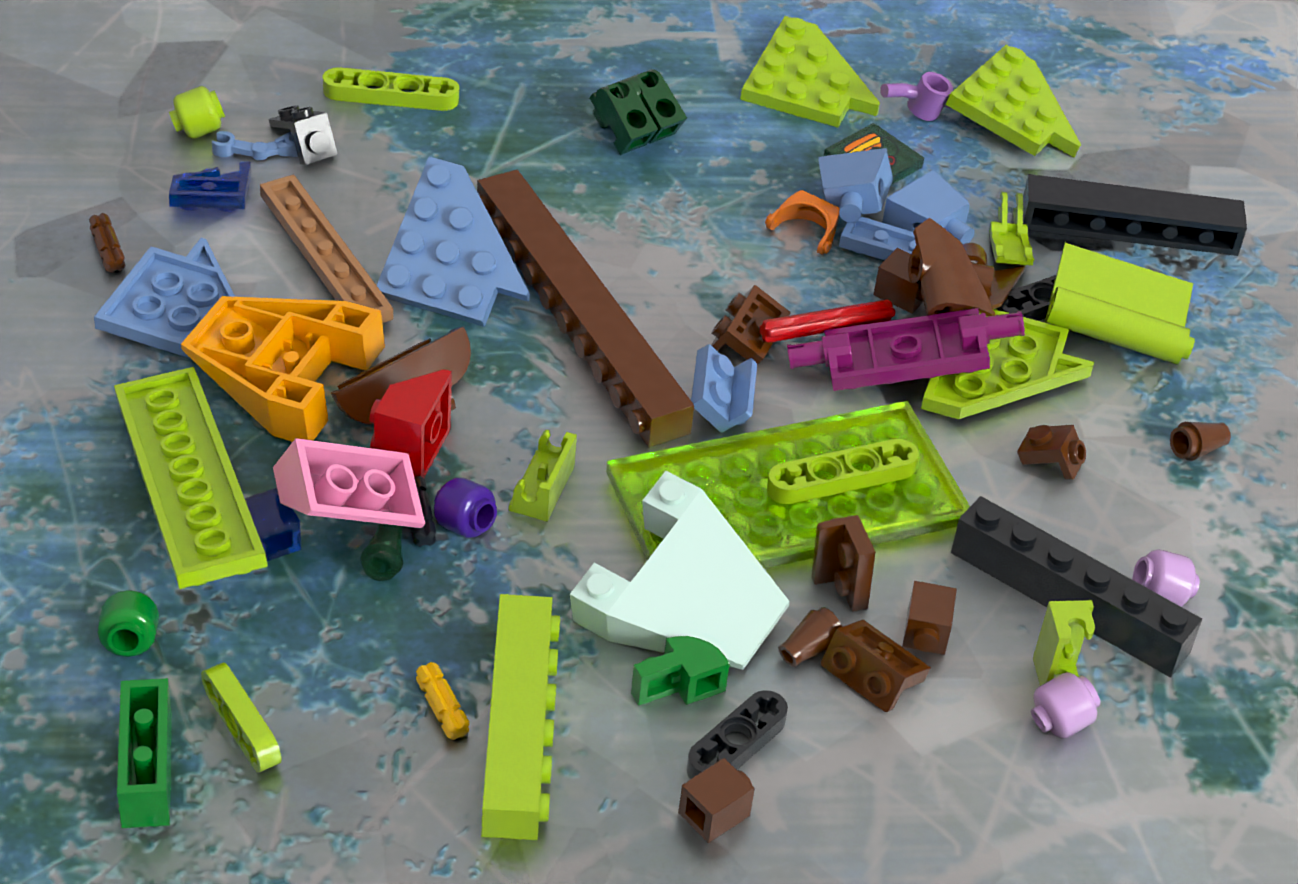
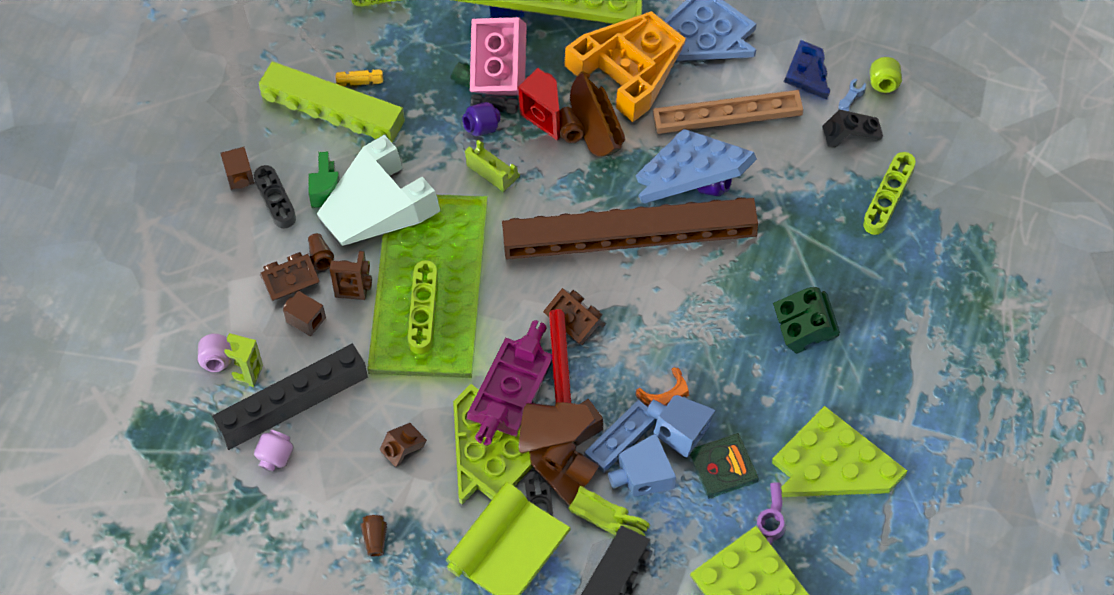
camera: 120 degrees right, 15 degrees up
(107, 242) = (777, 9): reddish brown axle -> none
(723, 391) = (523, 275): medium blue bracket -> none

